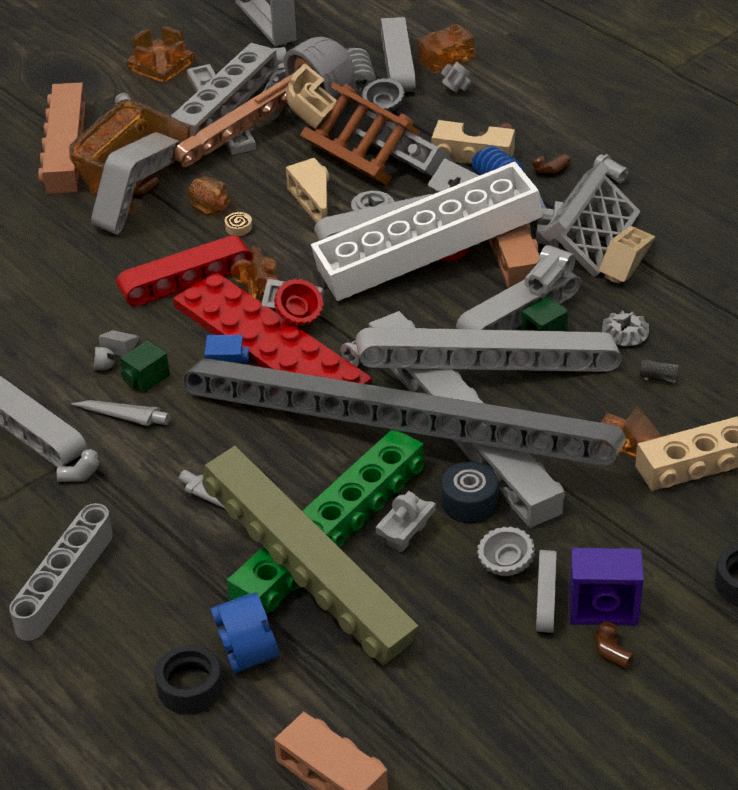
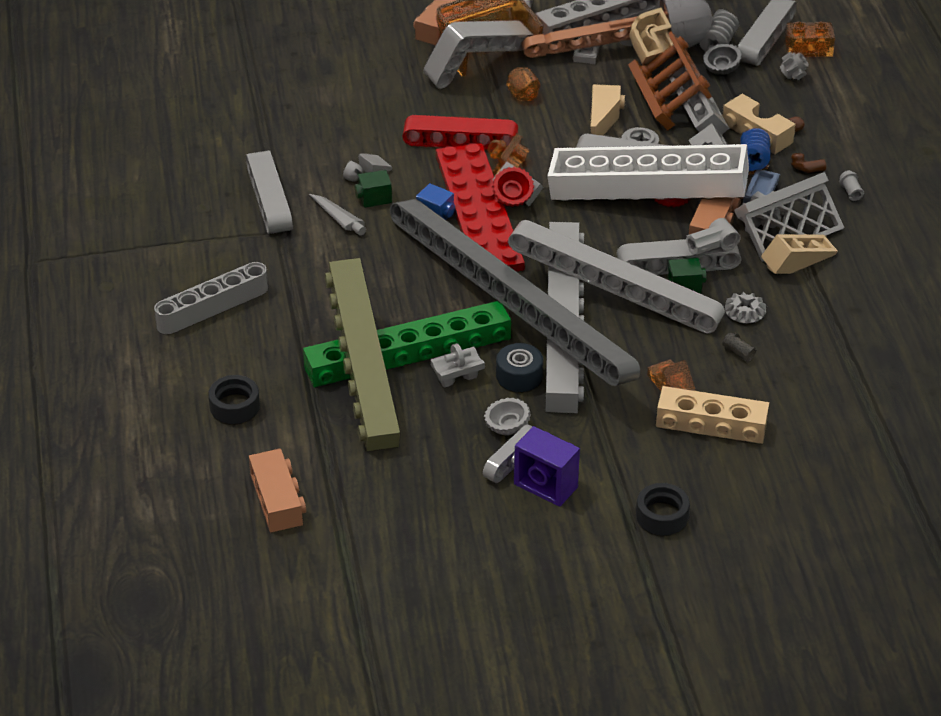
camera: 30 degrees right, 0 degrees up
(82, 470) = (277, 240): light grey arm -> none
(146, 185) = (483, 60): reddish brown arm -> none
(238, 224) = (530, 115): tile -> none
(245, 632) = (288, 385): blue brick -> none
(608, 646) = (524, 506): reddish brown arm -> none

